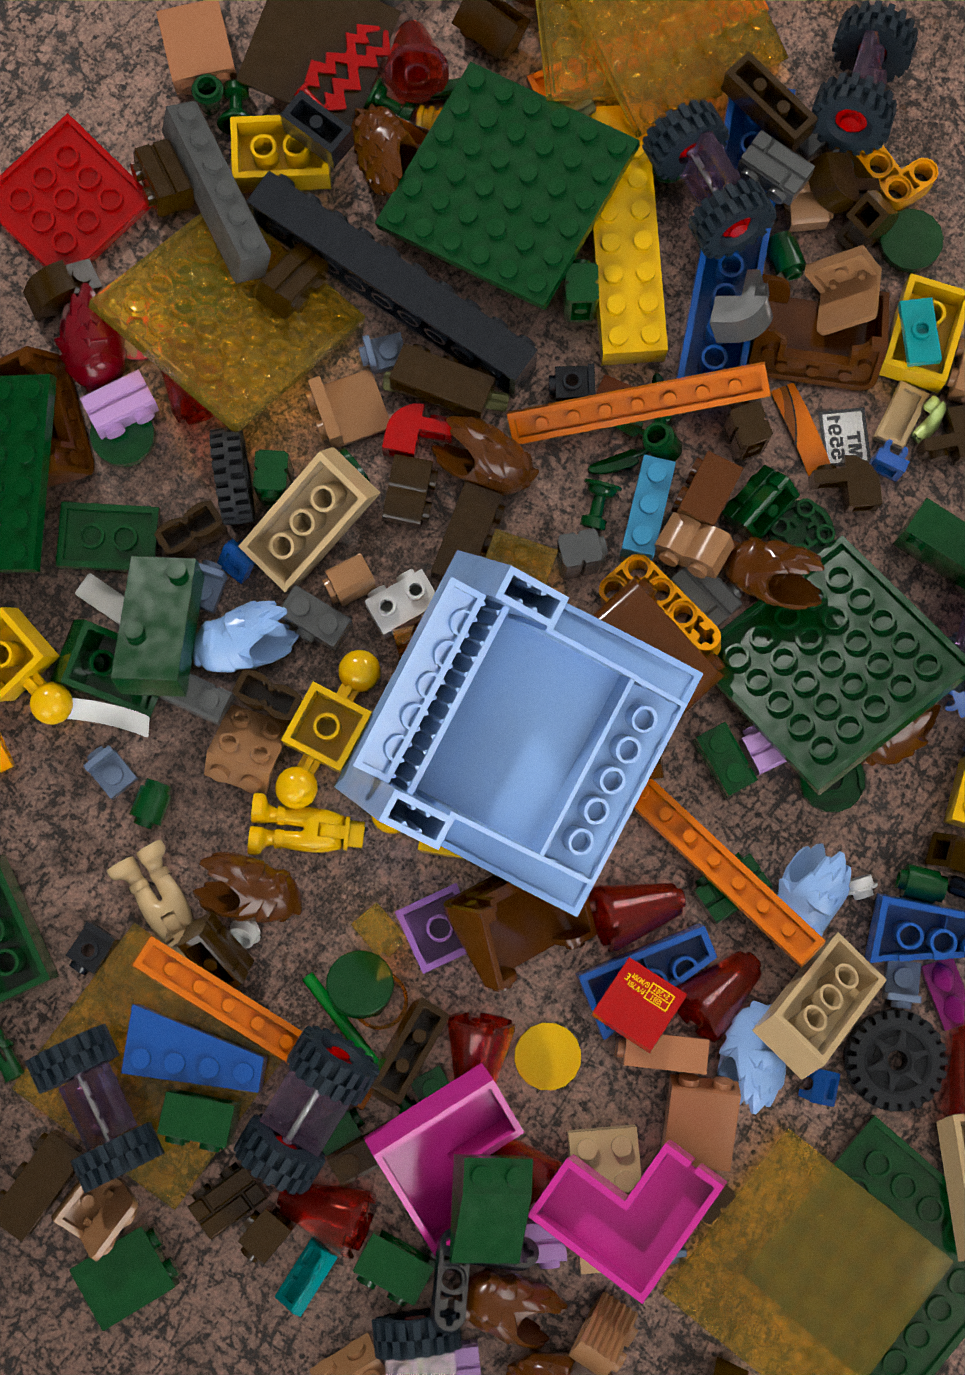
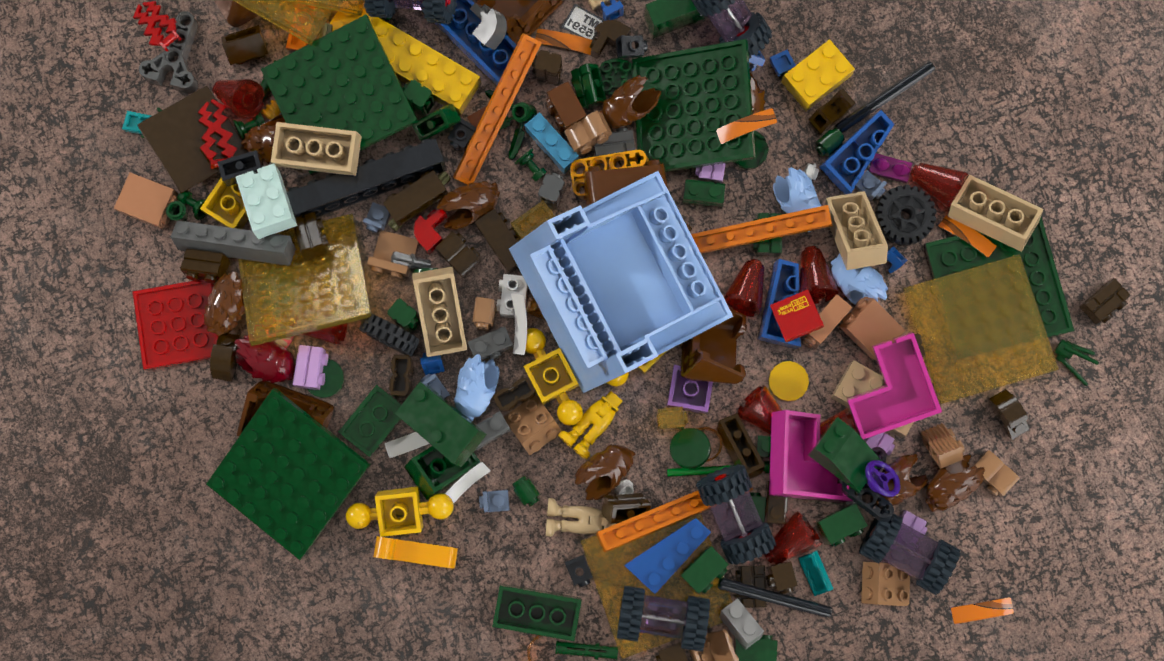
camera: 50 degrees left, 0 degrees up
(124, 238) = (225, 305): none -> reddish brown head
(161, 1221) = (741, 624): none -> light grey brick
(229, 1242) = (774, 597): none -> black axle
(293, 189) = (266, 201): none -> light aqua piece
(354, 435) = (410, 260): none -> dark grey axle
(367, 638) = (520, 324): none -> white sticker
(409, 203) = (316, 148): none -> tan brick
(485, 1280) = (880, 480): none -> dark purple piece
(564, 336) = (436, 122): none -> dark green brick
(845, 514) = (625, 48): none -> black brick
(856, 751) = (746, 125): none -> orange sticker
(929, 1169) = (968, 234): none -> orange sticker

